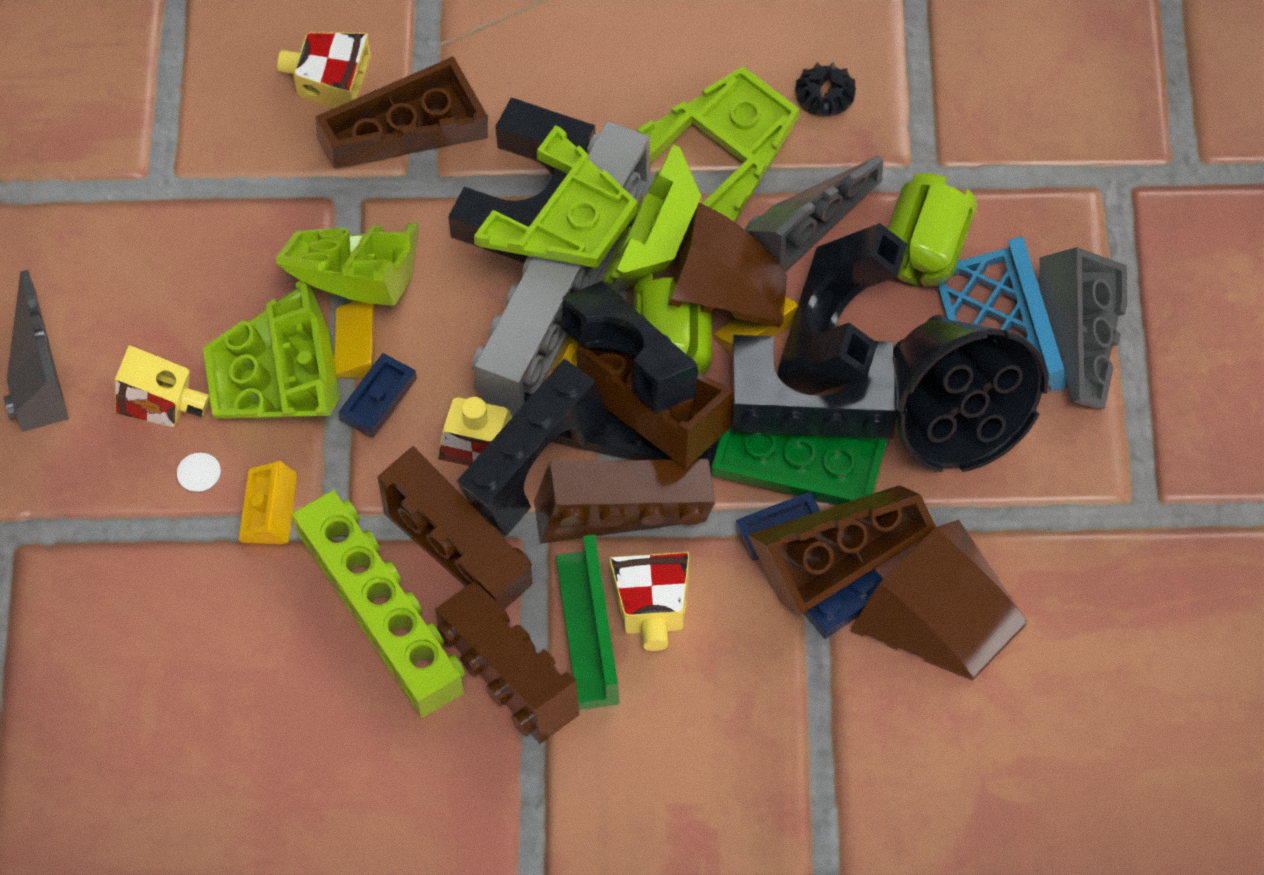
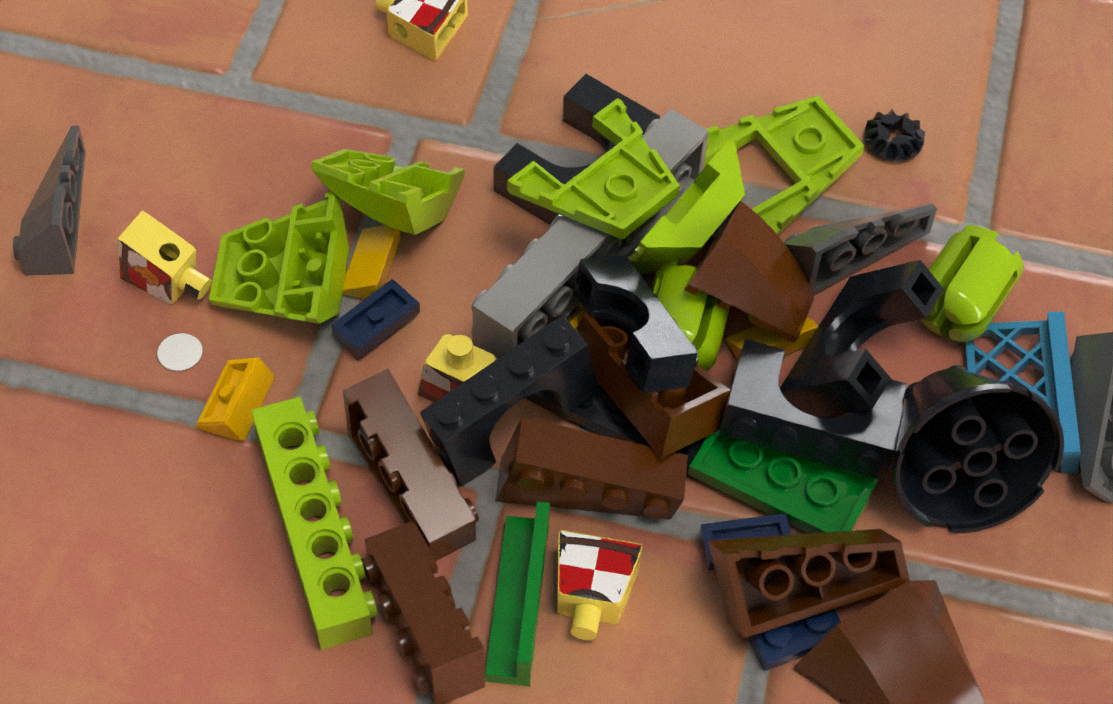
camera: 10 degrees right, 5 degrees down
(404, 117) = (479, 71): reddish brown wedge -> none

